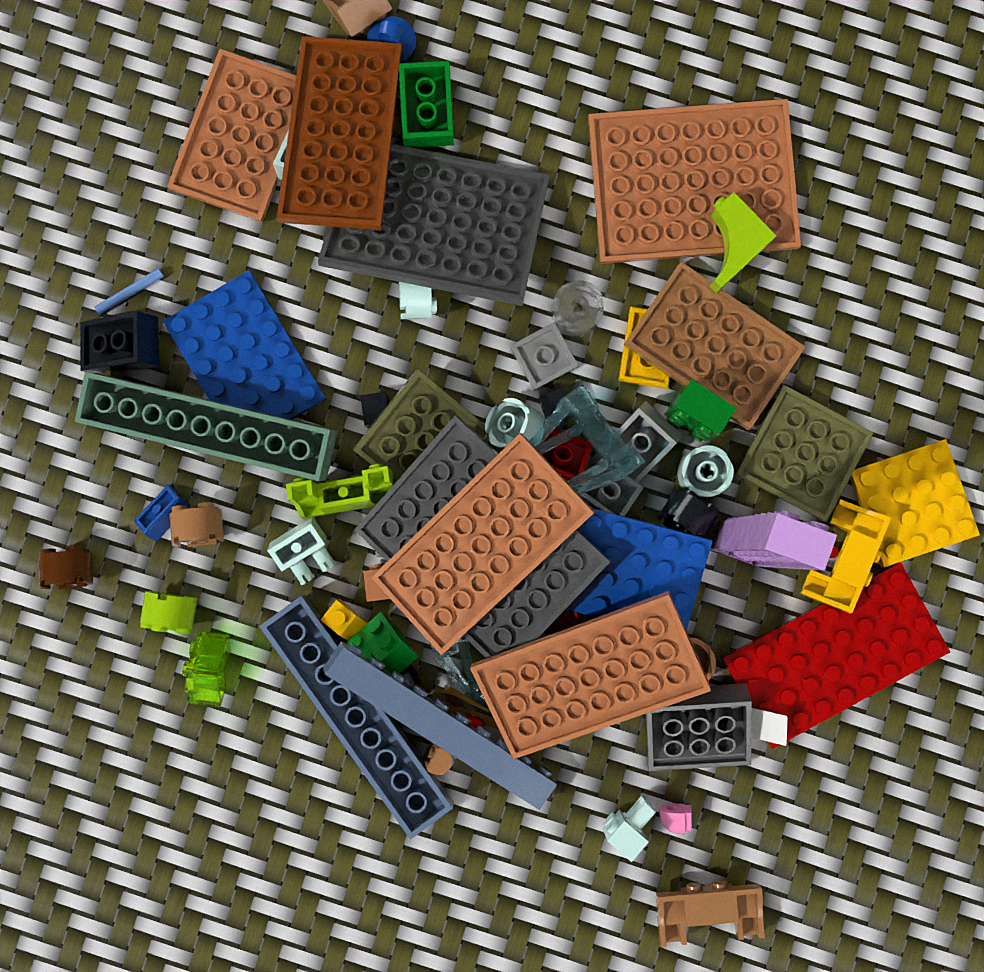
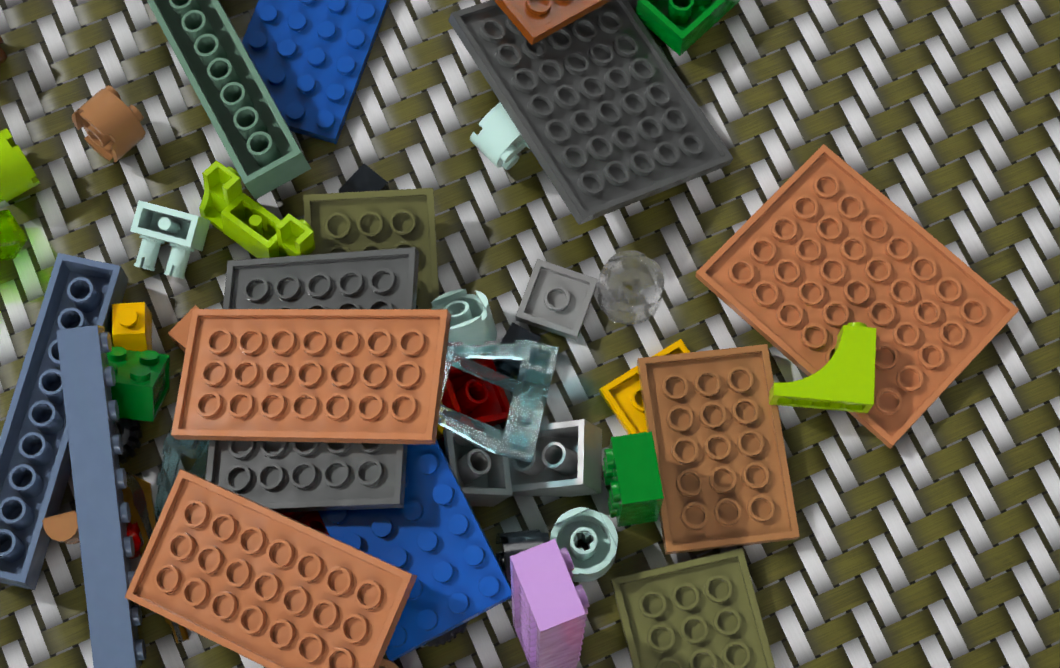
camera: 45 degrees right, 15 degrees down
(155, 517) = (83, 86): blue slope -> none

